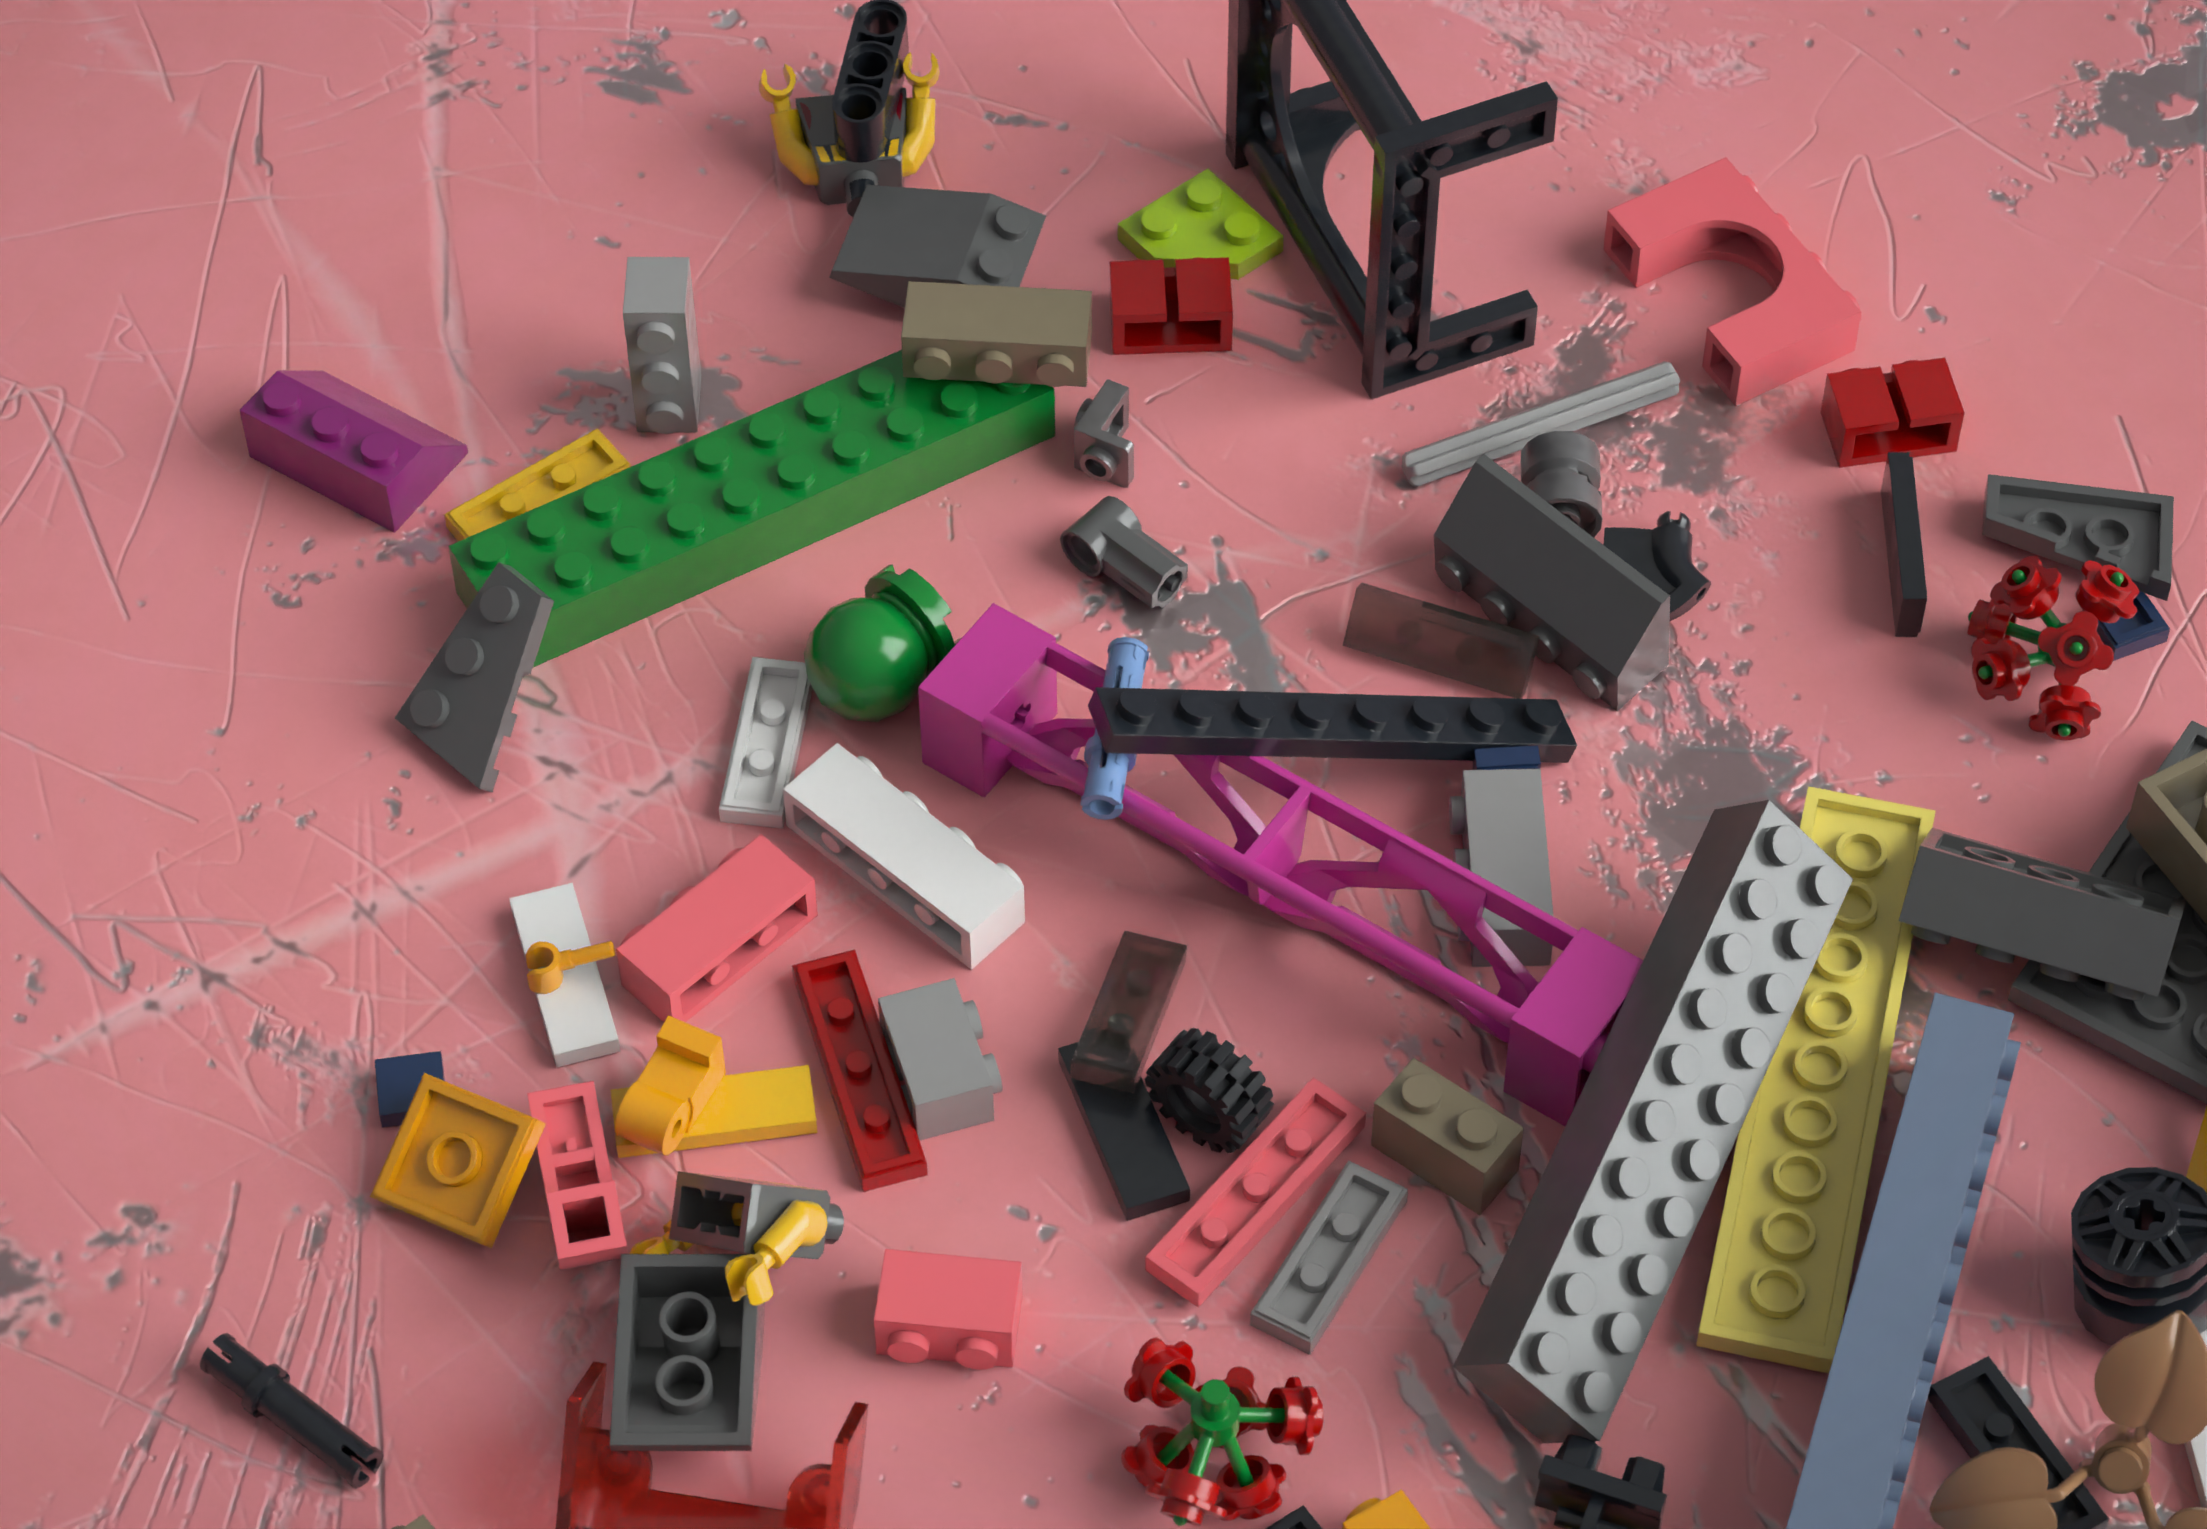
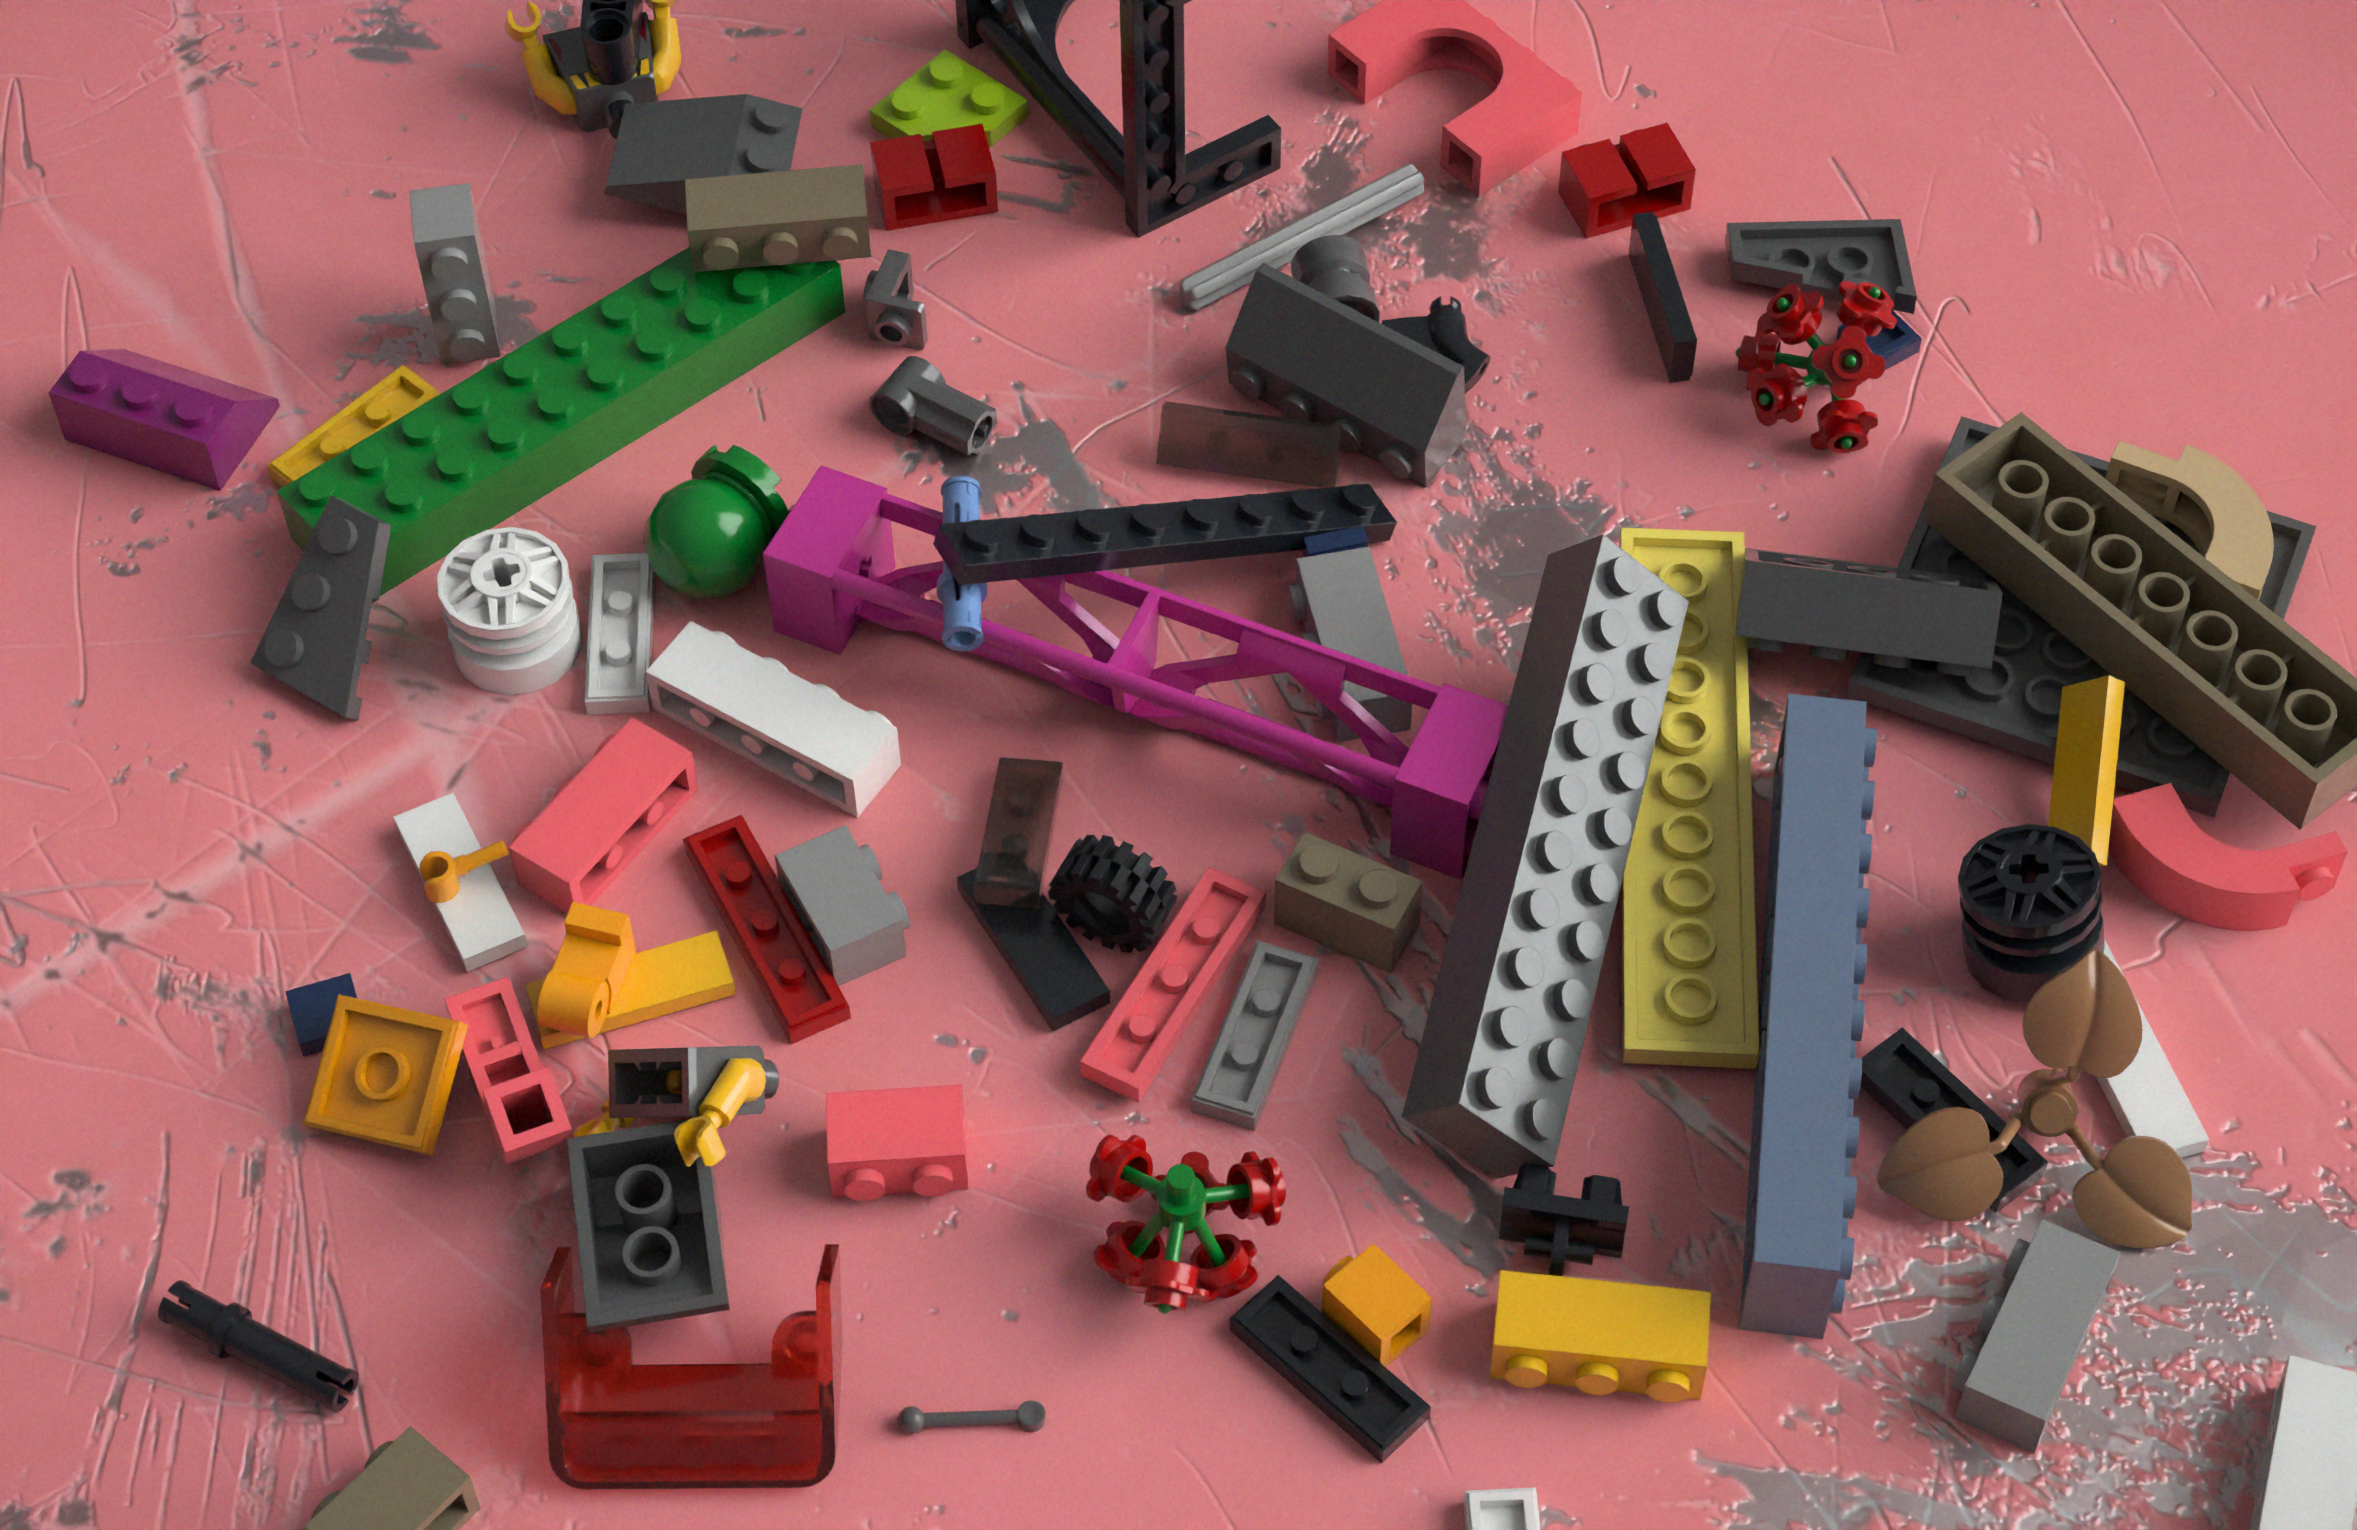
camera: 10 degrees left, 0 degrees up
(659, 704) = (509, 610): none -> white wheel

